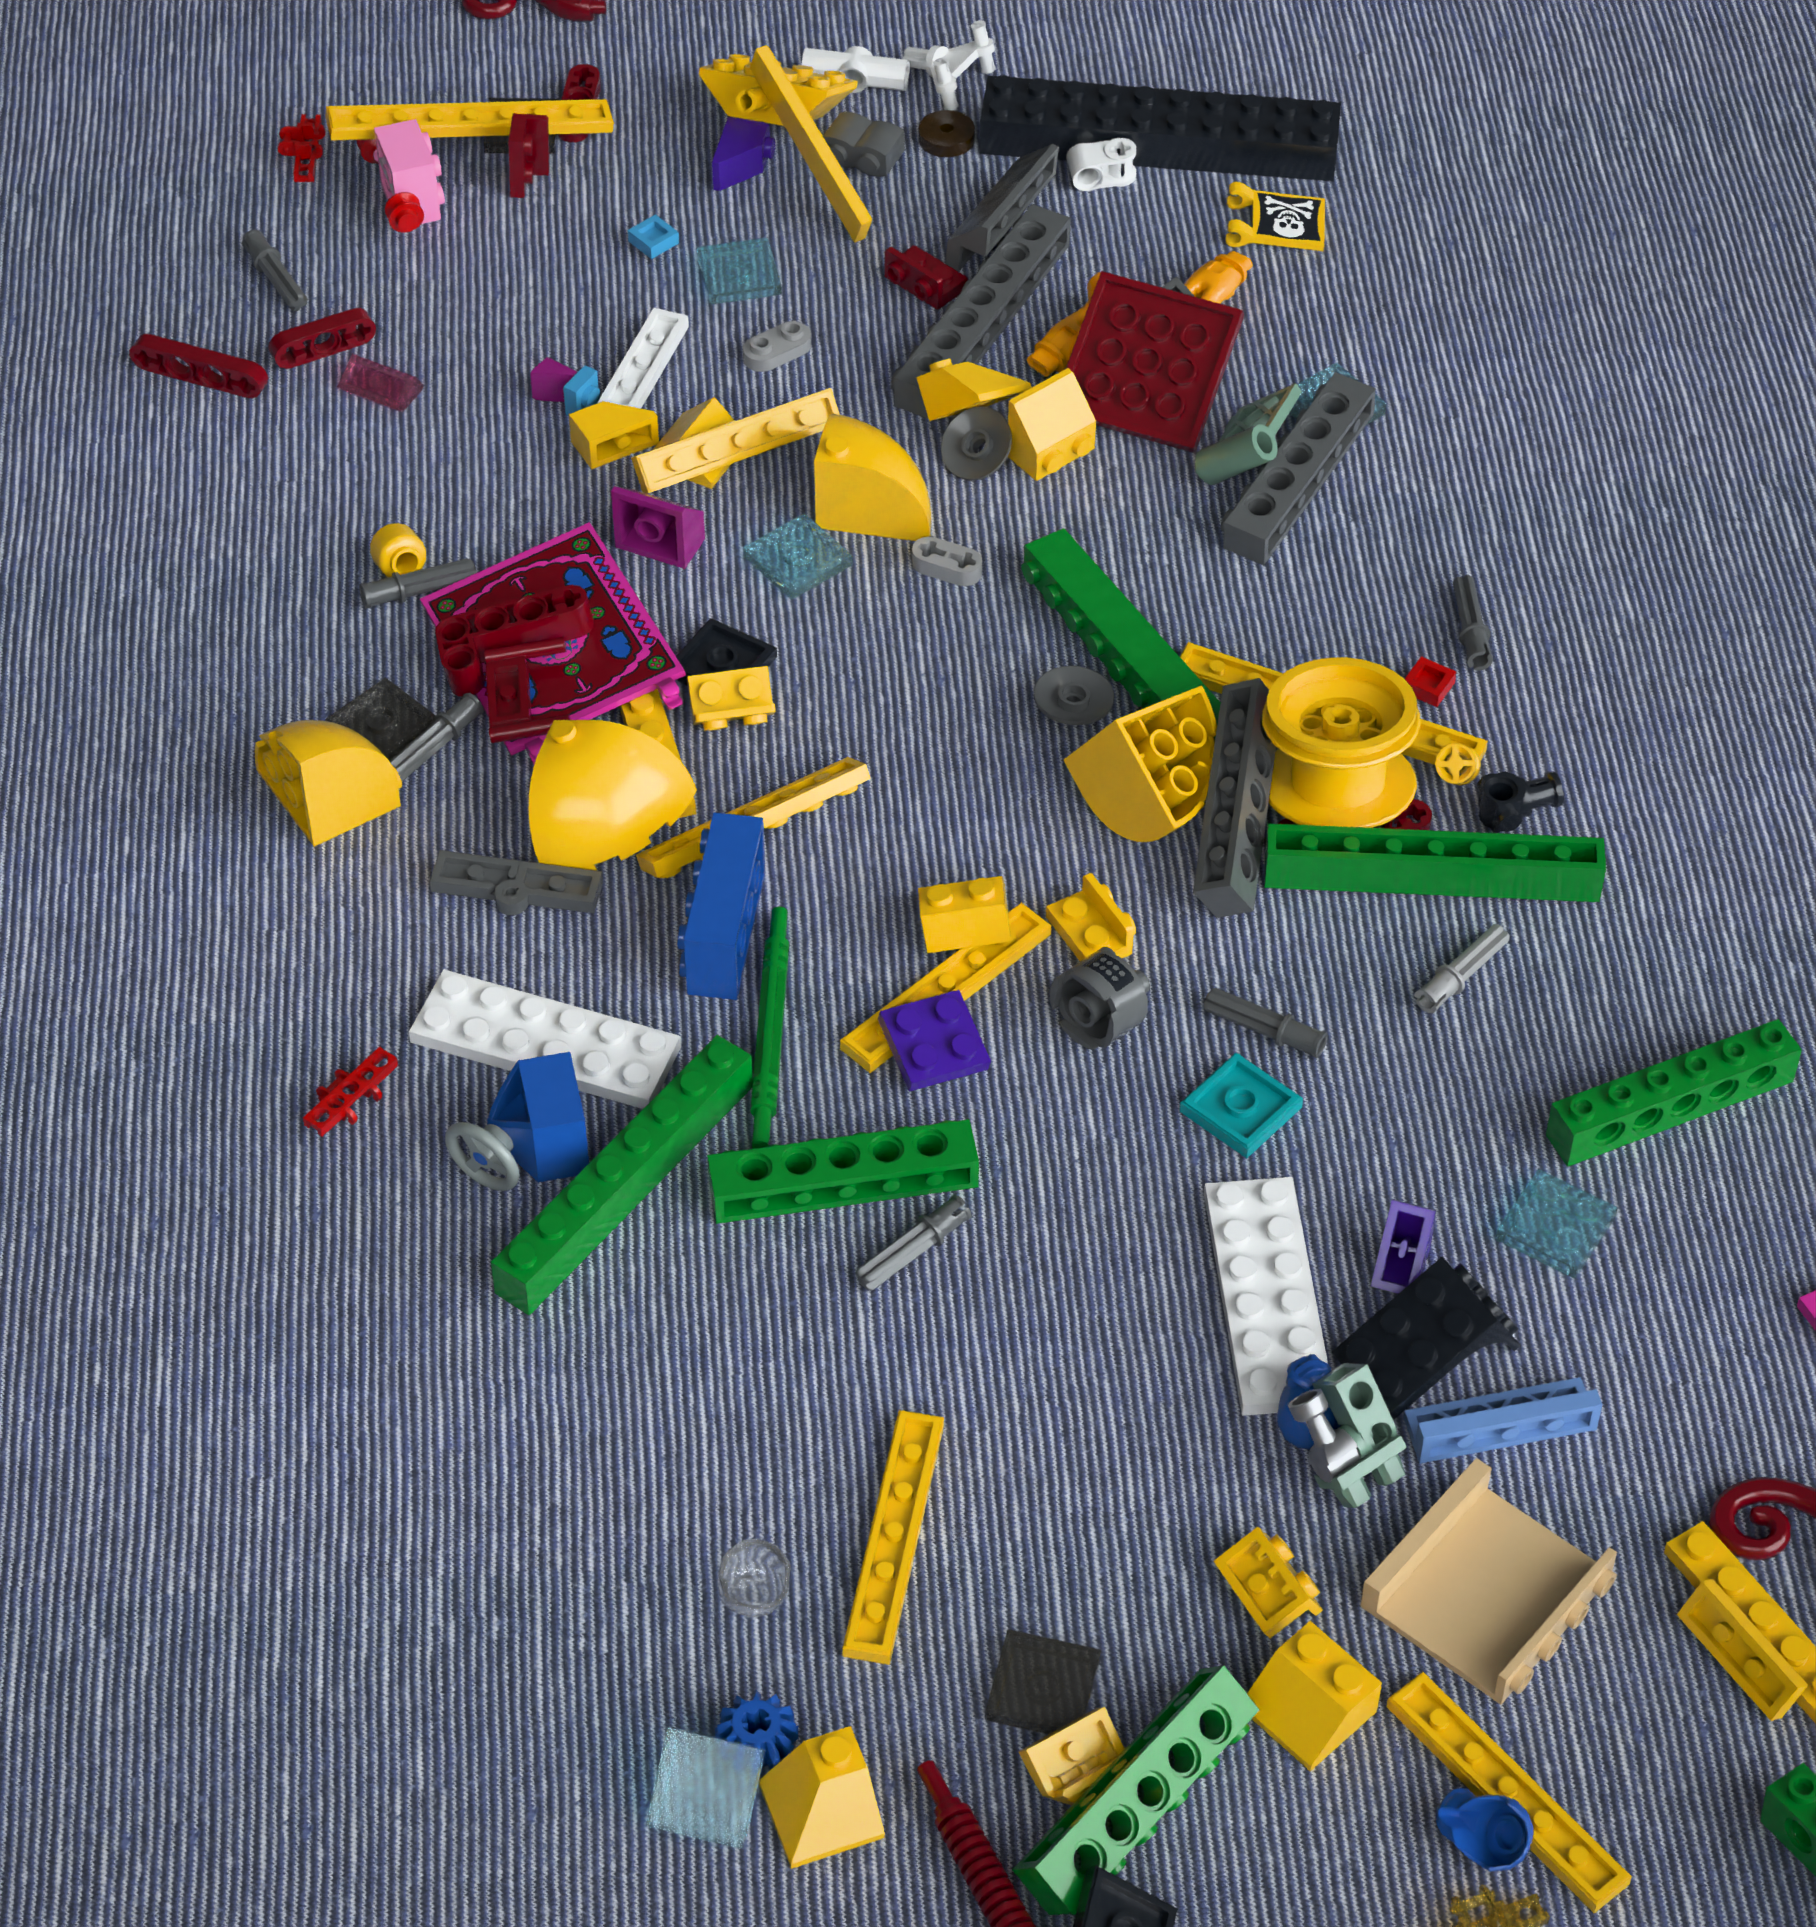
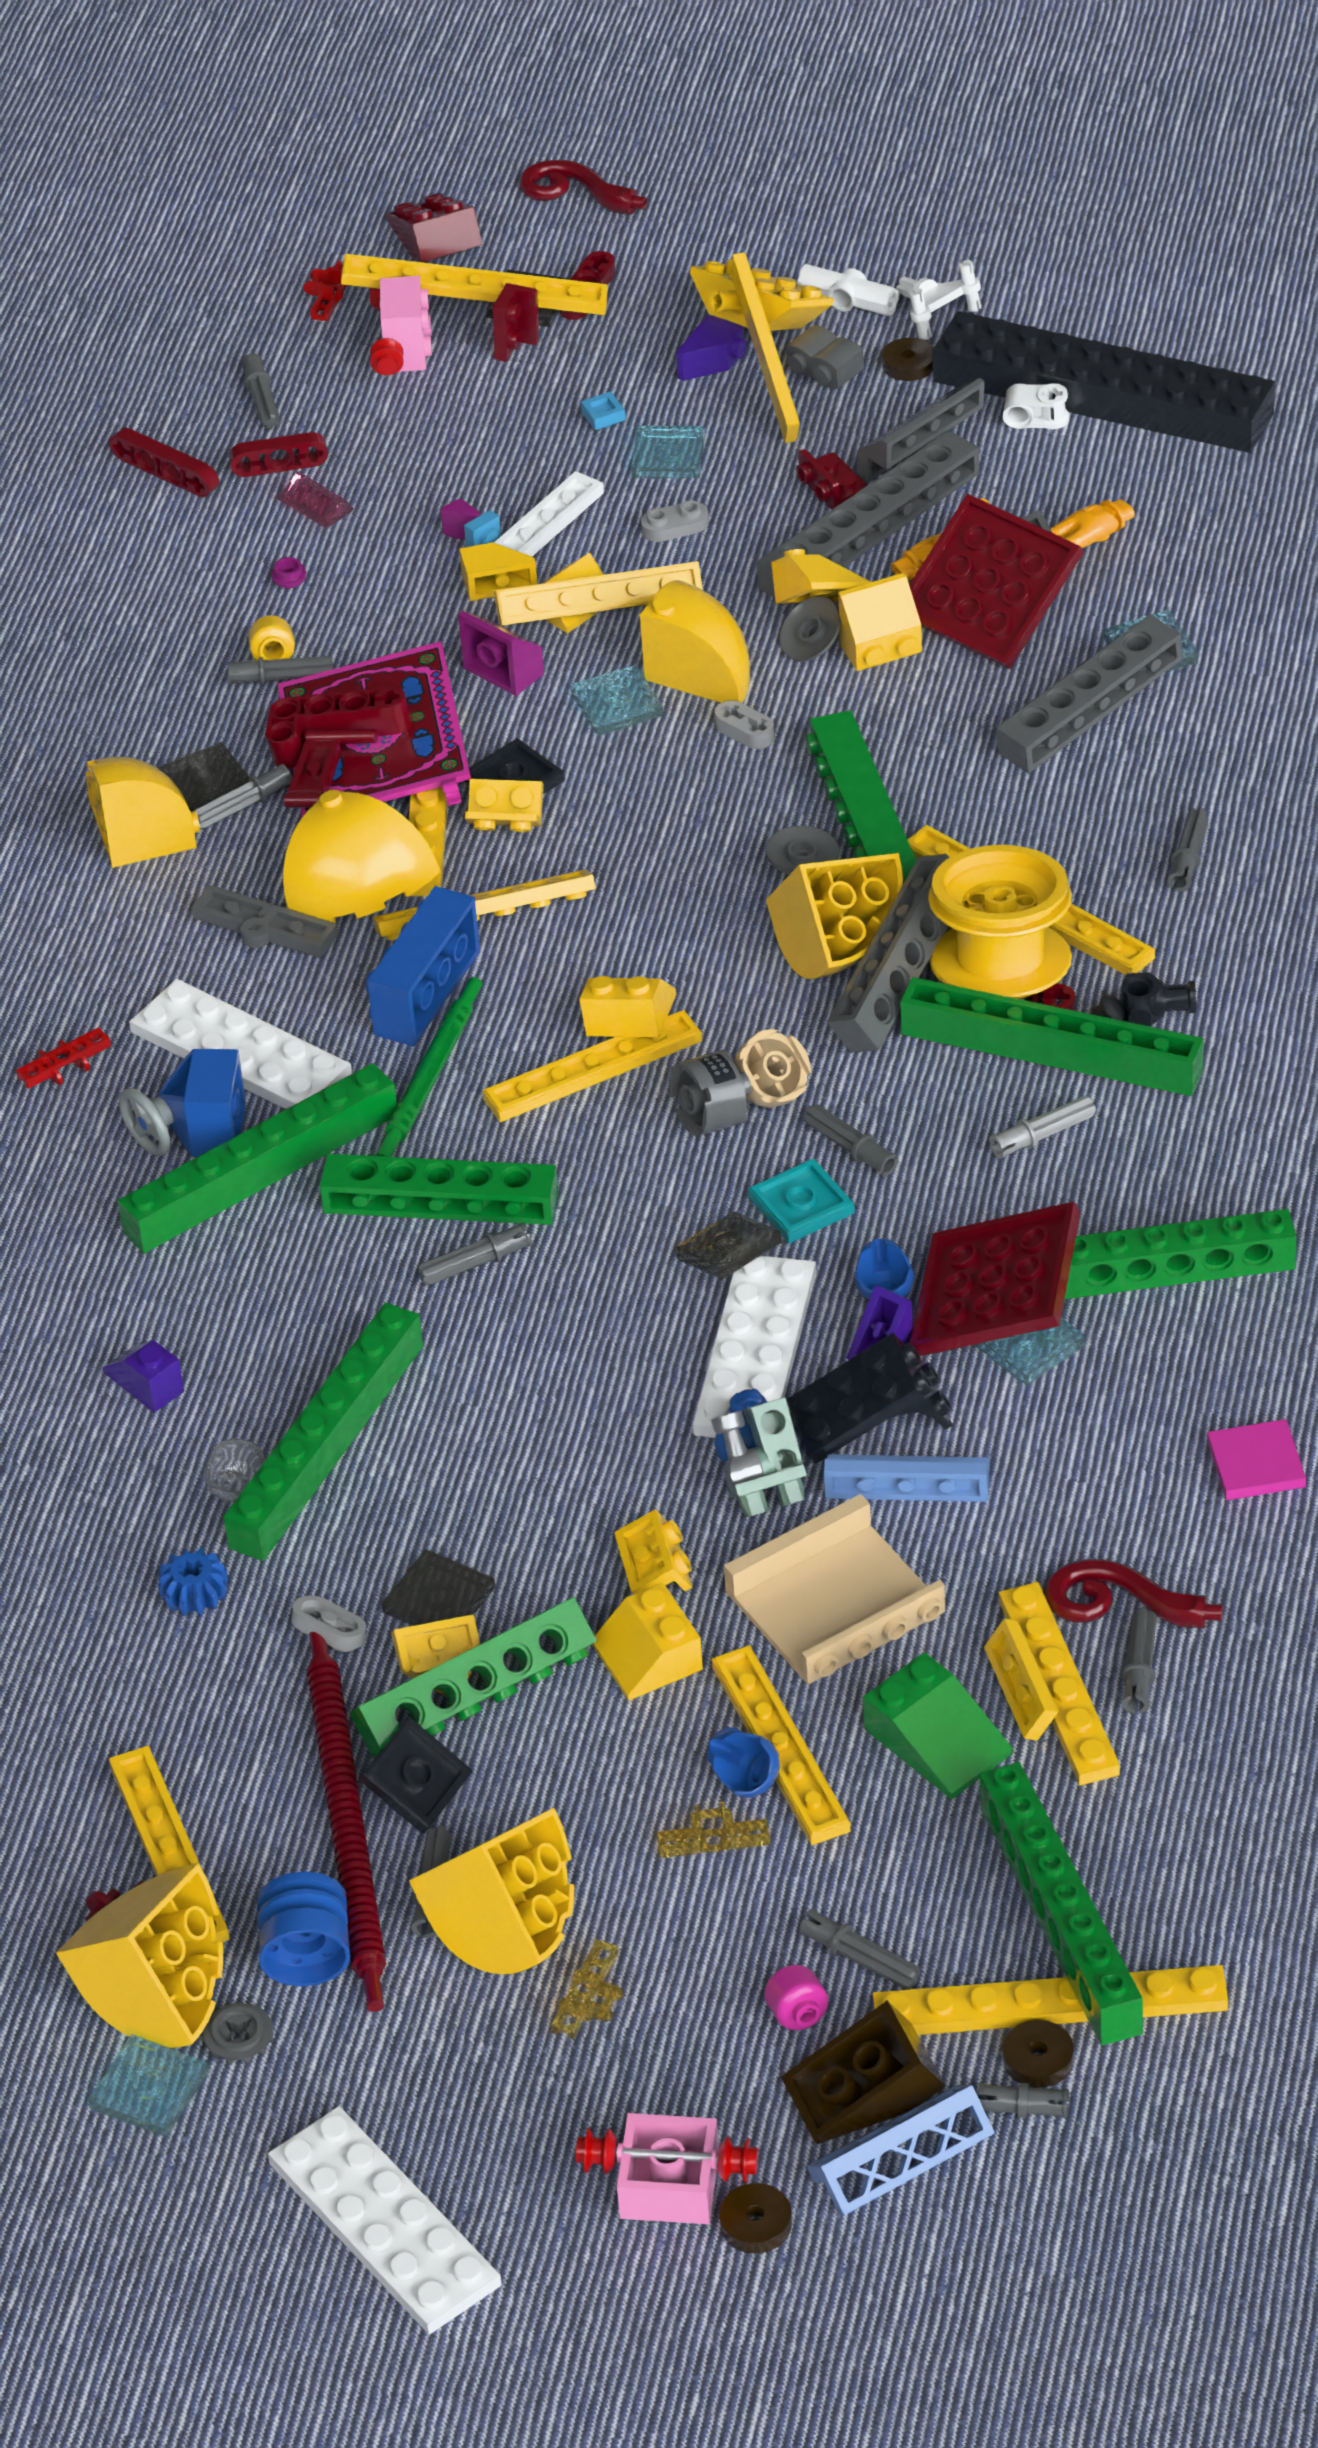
camera: 20 degrees right, 5 degrees down
(384, 470) = (288, 573): none -> magenta plate
(394, 63) = (435, 227): none -> slope
(596, 1470) = (148, 1374): none -> dark purple slope
(705, 1787) = (135, 1608): clear light blue tile -> none
(822, 1799) = (226, 1637): yellow slope -> none
(833, 1507) = (323, 1432): none -> green brick
(893, 1538) = (366, 1467): yellow tile -> none
(934, 1040) = (559, 1103): dark purple plate -> none
(946, 1752) = (335, 1624): none -> light grey plate
(1092, 921) = (732, 1028): yellow bracket -> none
(1162, 953) = (774, 1067): none -> tan cylinder
(1191, 1177) = (728, 1245): none -> clear smoke tile
(1247, 438) = (1047, 664): sand green piece -> none
(1277, 219) = (1179, 478): flag -> none
(1374, 1174) = (883, 1265): none -> blue hair
(1430, 681) = (1125, 891): red plate -> none
(1449, 764) = (1108, 955): yellow wheel -> none
(1474, 820) = (1110, 1008): none -> black piece
(1508, 1164) = (995, 1279): none -> dark red plate
(1674, 1732) = (934, 1726): none -> green slope

